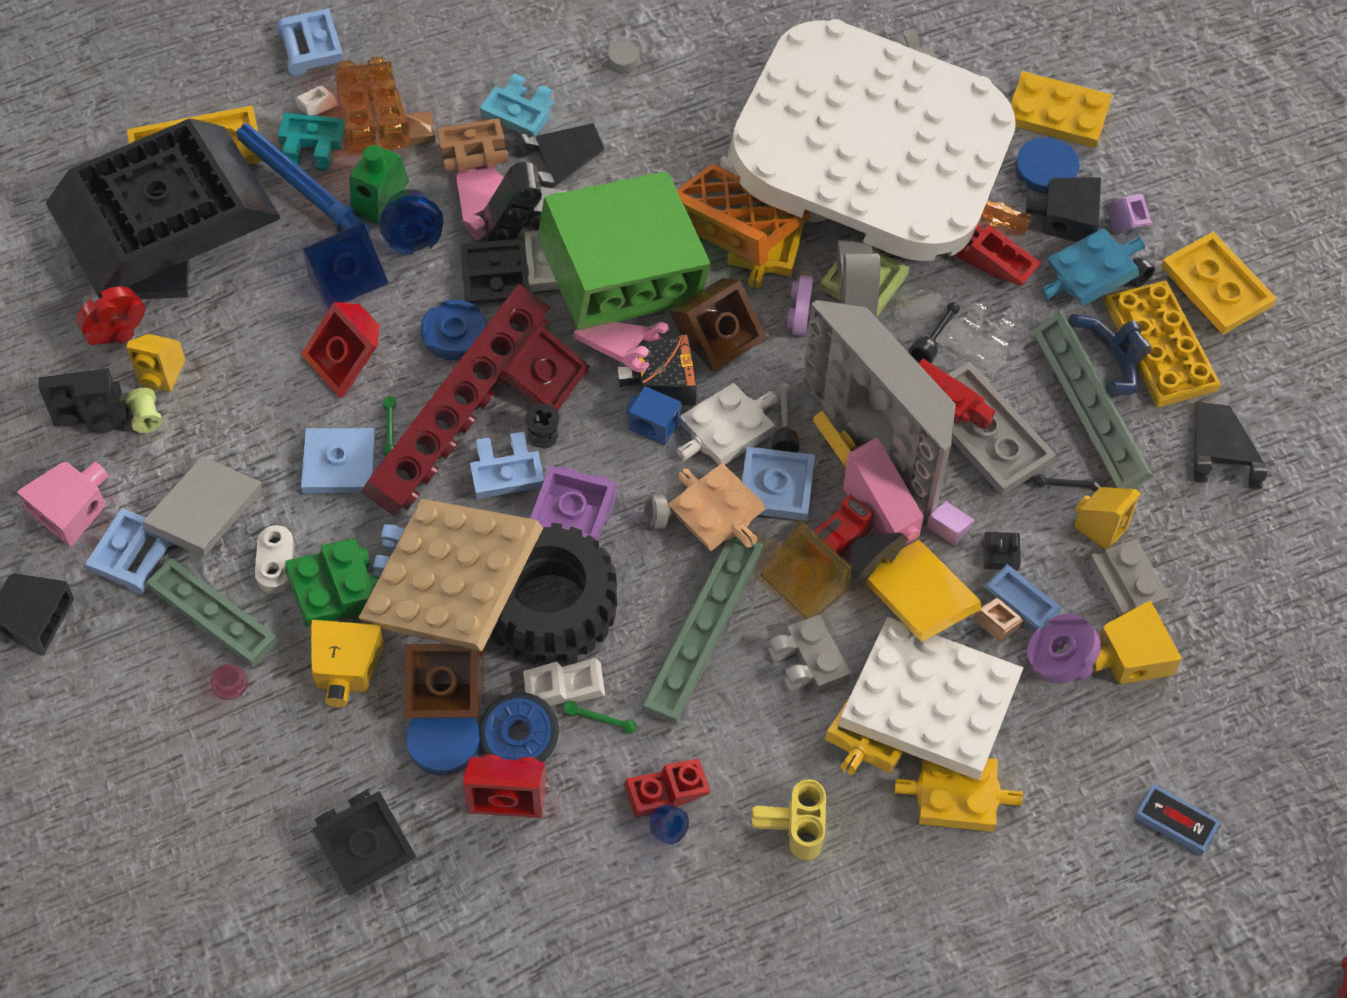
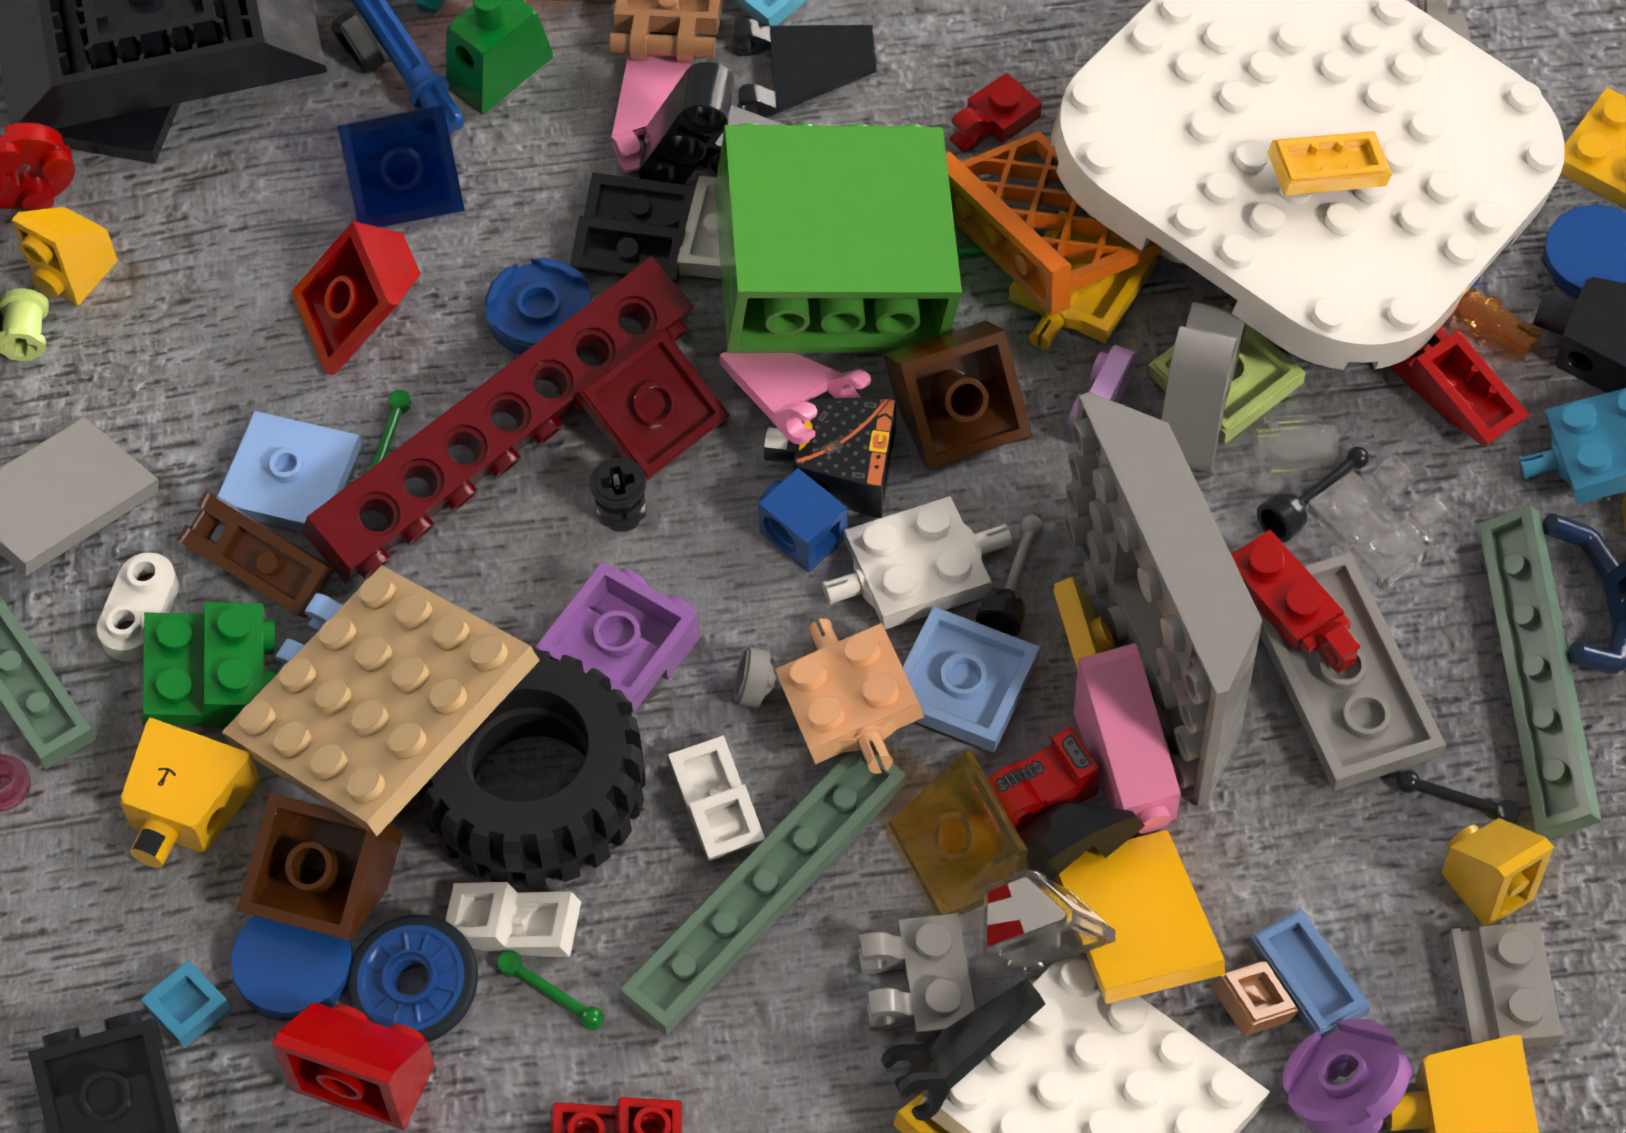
camera: 20 degrees right, 0 degrees up
(289, 197) = (357, 42): none -> black tile
(338, 511) = (256, 554): none -> reddish brown plate
(390, 778) = (186, 1004): none -> dark azure plate
(411, 221) = (524, 120): clear blue cone -> none
(508, 473) = (538, 558): light blue plate -> none
(657, 586) = (715, 798): none -> white slope
(684, 156) = (998, 110): none -> red plate
(850, 686) = (961, 1046): none -> black flag
(868, 607) = (1038, 923): none -> slope
(894, 144) = (1329, 163): none -> yellow plate
(949, 523) = (1230, 814): lavender slope -> none
(1001, 549) = (1302, 882): black tile -> none

